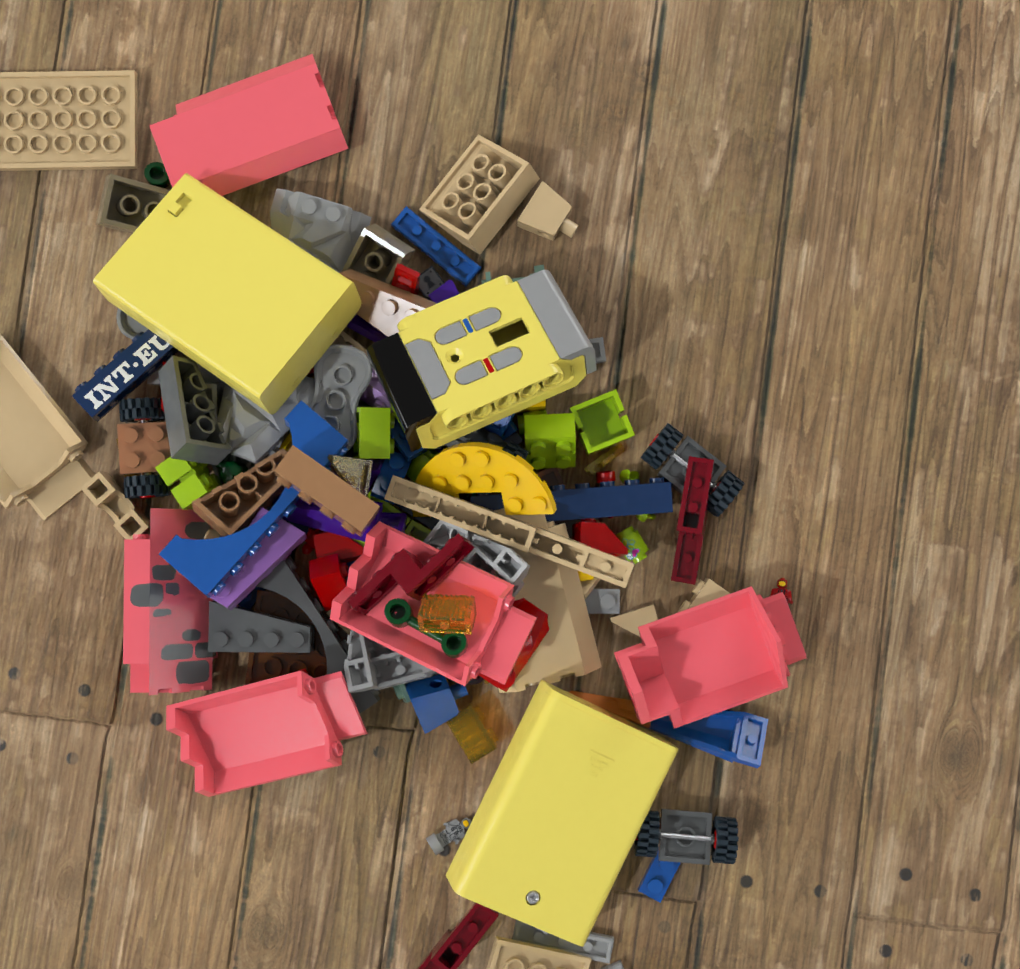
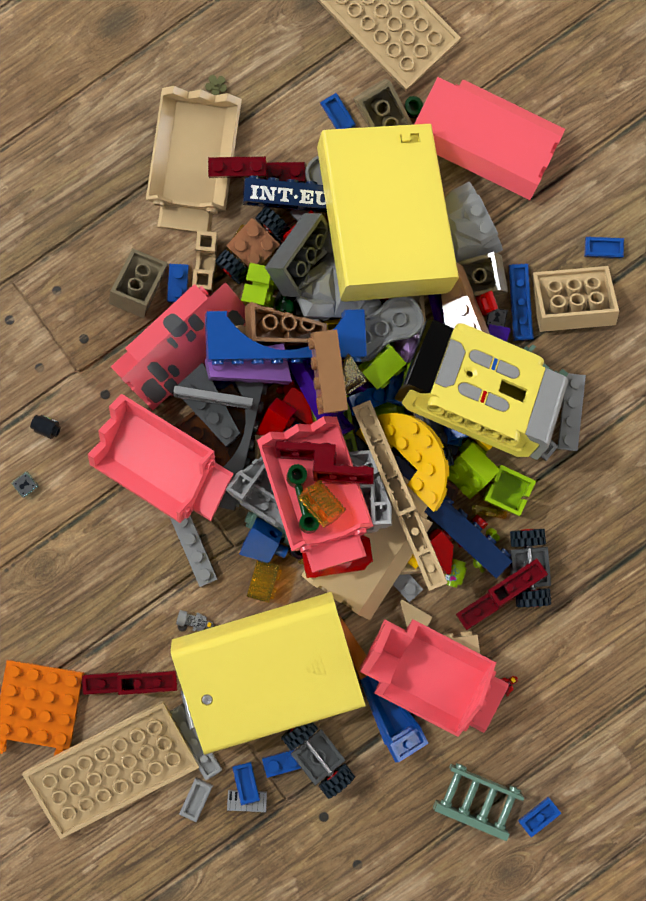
camera: 45 degrees right, 0 degrees up
(69, 376) = (255, 166): none -> dark red bracket
(78, 591) = (137, 283): none -> dark tan slope
(94, 250) = (337, 112): none -> blue tile
(110, 548) = (177, 281): none -> blue plate
(132, 805) = (45, 426): none -> black brick
(169, 876) = (25, 484): none -> tile
(250, 622) = (212, 397): none -> light grey tile
(383, 771) = (195, 551): none -> light grey plate
(457, 121) = (604, 247): none -> blue tile
(547, 214) = (599, 348): tan torso -> none
(583, 296) = (571, 413): none -> light grey plate
(647, 928) = (246, 783): none -> blue tile
(664, 941) = (234, 802): none -> light grey tile
(885, 737) = (463, 814): none -> sand green fence
(932, 678) = (539, 817): none -> blue plate

